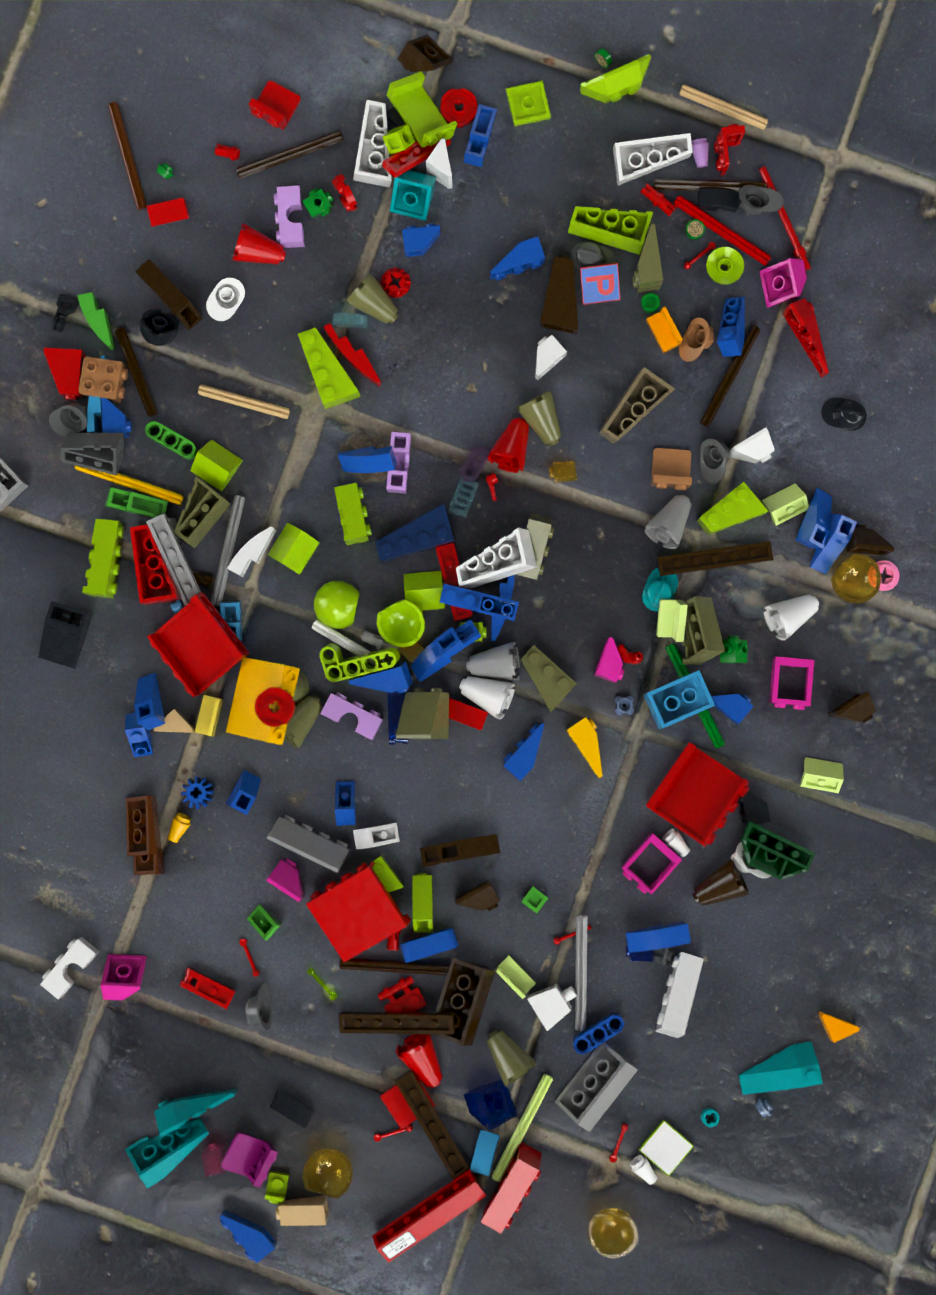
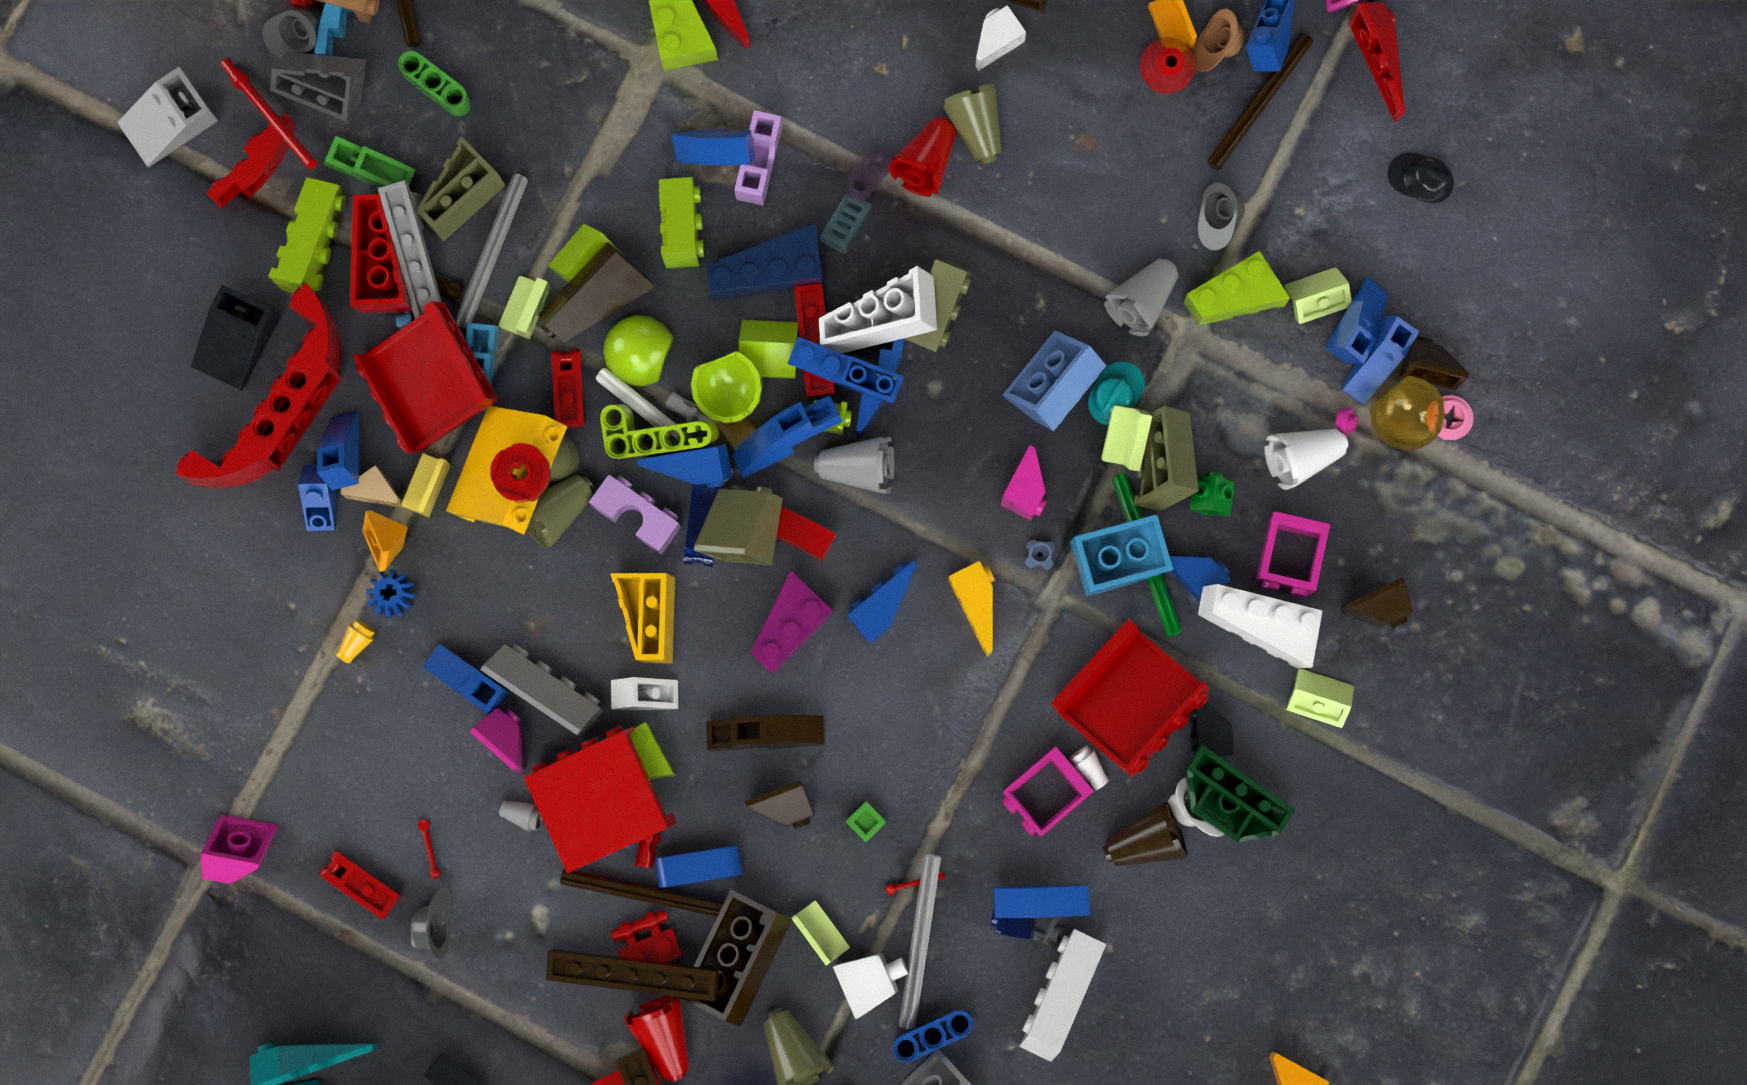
camera: 10 degrees right, 5 degrees down
(39, 456) = (242, 82): none -> red bar
(57, 980) = (140, 841): white arch -> none
(64, 506) = (249, 175): none -> red slope
(114, 420) = (357, 41): blue slope -> none
(123, 645) = (286, 411): none -> red slope
(136, 485) = (372, 140): yellow axle -> none
(144, 835) = (302, 646): reddish brown slope -> none
(187, 756) = (383, 537): none -> light orange slope
(215, 465) = (492, 127): lime slope -> none
(244, 401) = (548, 43): tan axle -> none
(244, 792) = (459, 603): blue slope -> none
(251, 551) = (525, 257): white slope -> none
(255, 843) = (465, 679): none -> blue slope
(256, 585) = (524, 306): none -> yellowish green panel
(264, 922) = (459, 799): bright green slope -> none
(294, 638) = (568, 389): none -> red plate
(302, 571) = (593, 294): none -> dark brown slope
(307, 926) = (522, 814): none -> light grey cone
(332, 995) = (543, 923): clear neon green hinge -> none
(345, 803) = (606, 640): blue slope -> none
(371, 783) = (649, 613): none -> yellow wedge
(422, 903) = (697, 804): lime slope -> none
(466, 775) = (790, 624): none -> magenta wedge
(488, 694) = (841, 509): white cone -> none
(492, 479) = (890, 202): red hand -> none
(547, 677) = (931, 496): olive wedge -> none
(563, 472) = (997, 204): clear yellow bracket -> none
(618, 586) = (1055, 379): none -> medium blue slope
(629, 657) = (1057, 485): red arm -> none
(638, 400) = (1122, 115): dark tan wedge -> none
(657, 358) = (1159, 75): none -> red cone
(671, 469) = (1156, 221): medium nougat bracket -> none
(714, 558) = (1202, 359): dark brown plate -> none
(755, 448) = (1280, 205): white slope -> none
(786, 733) = (1270, 623): none -> white wedge
(815, 587) = (1346, 420): none -> dark pink plate

